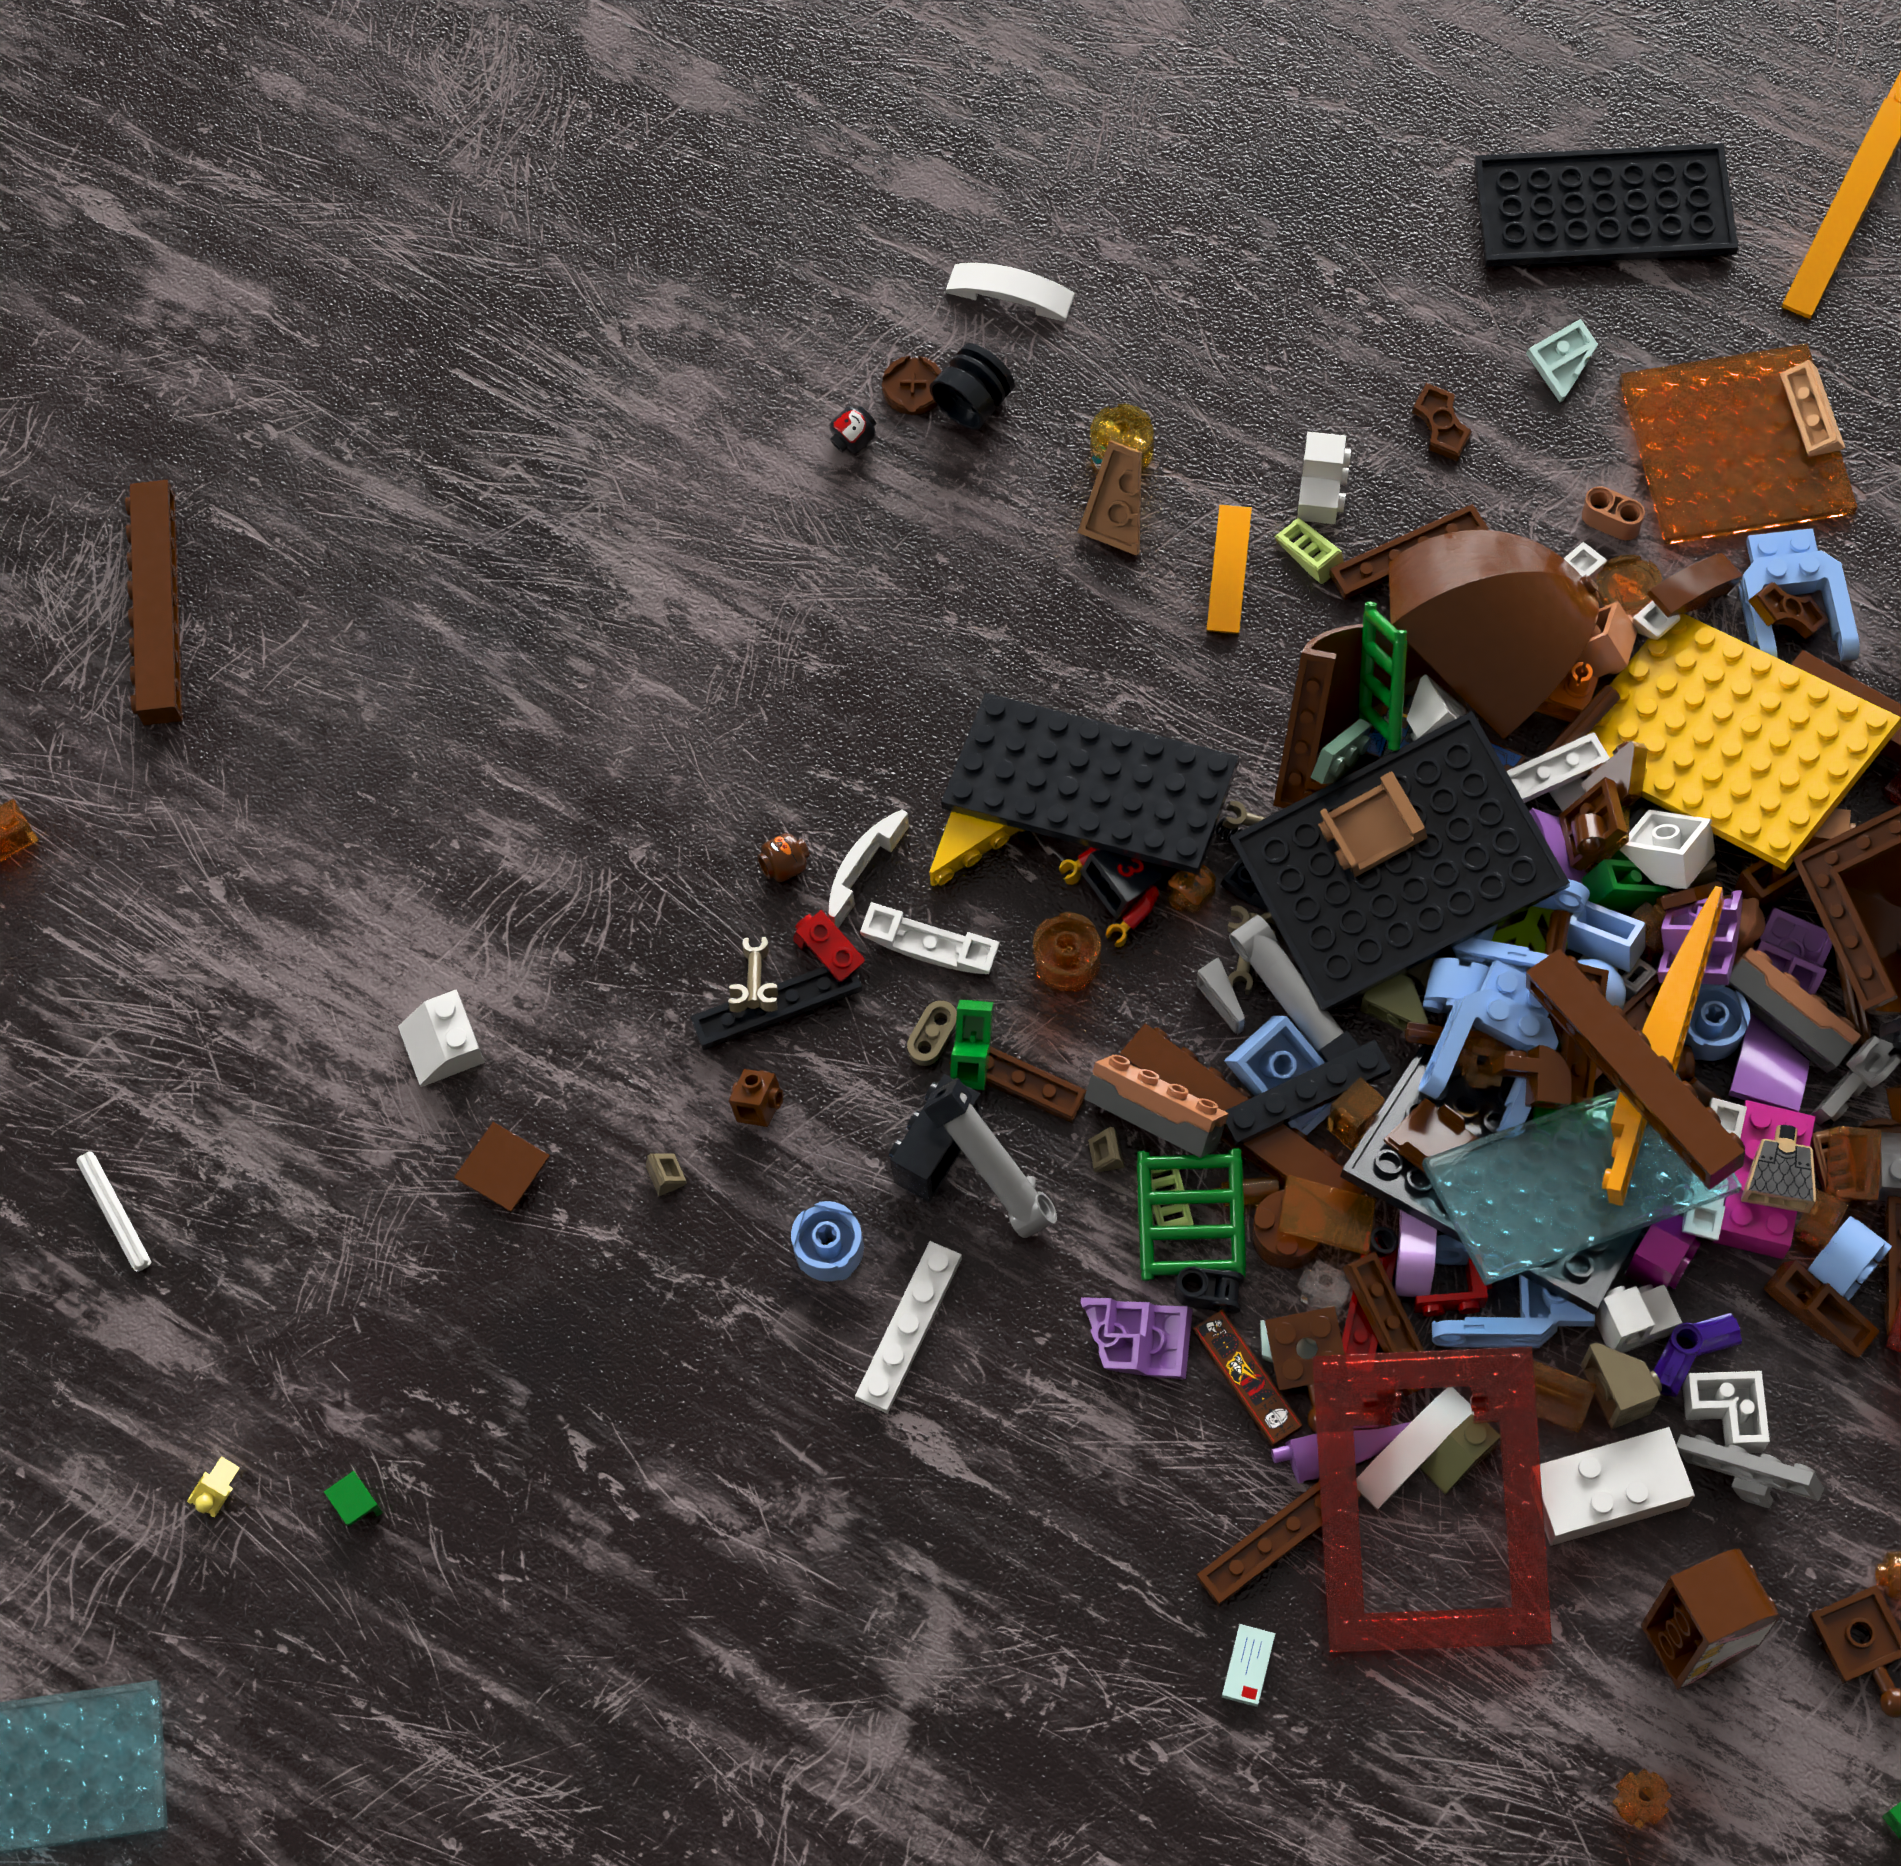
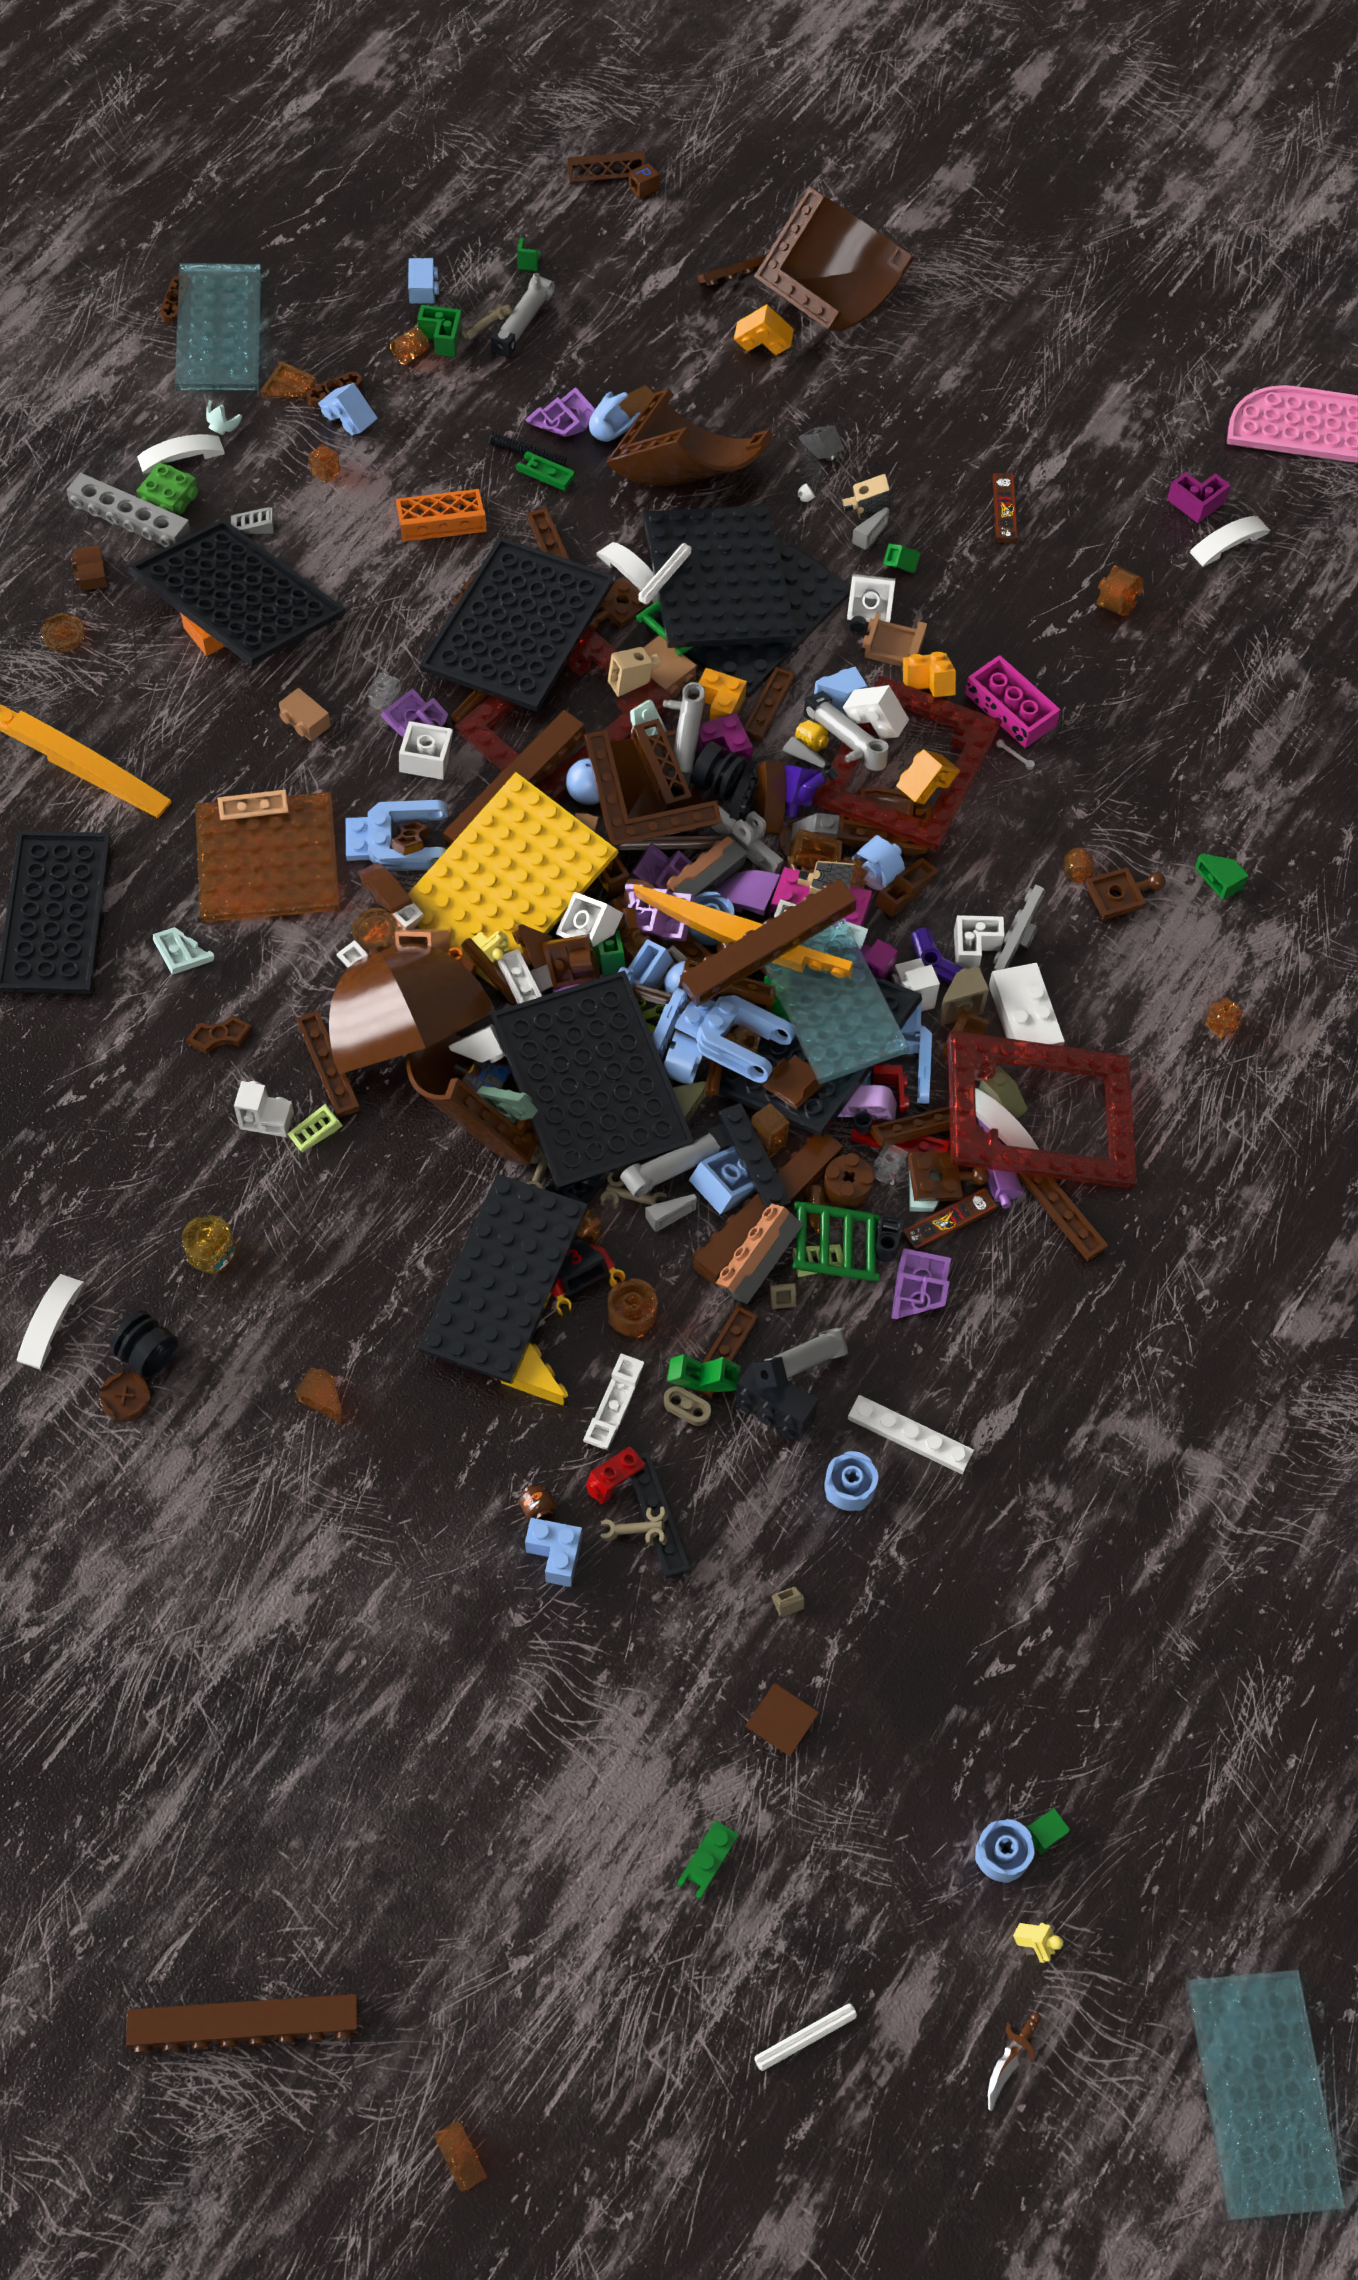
camera: 95 degrees left, 5 degrees down
(78, 1458) = (1011, 2057): none -> piece
(327, 1424) = (1009, 1865): none -> light blue brick
(333, 1091) = (709, 1857): none -> green hinge
(440, 1039) = (672, 1768): white slope -> none
(725, 890) = (559, 1544): none -> light blue brick
(756, 1097) = (735, 1528): reddish brown brick -> none
(852, 429) = (163, 1439): head -> none
(884, 834) = (575, 1465): white slope -> none
(923, 596) = (320, 1394): none -> clear orange slope
(1116, 500) = (264, 1251): medium nougat wing -> none
(1229, 569) = (327, 1179): light orange slope -> none
(1248, 1665) = (1145, 1234): light aqua tile -> none
(1327, 1214) = (846, 1150): clear orange piece -> none
(1373, 826) = (568, 1085): medium nougat panel -> none
(1393, 666) = (466, 1044): green bar -> none
(1545, 1075) = (764, 1002): reddish brown brick -> none
(1610, 723) = (493, 946): none -> light yellow piece
(1615, 508) = (315, 933): nougat beam -> none
(1709, 1617) = (1121, 958): reddish brown brick -> none

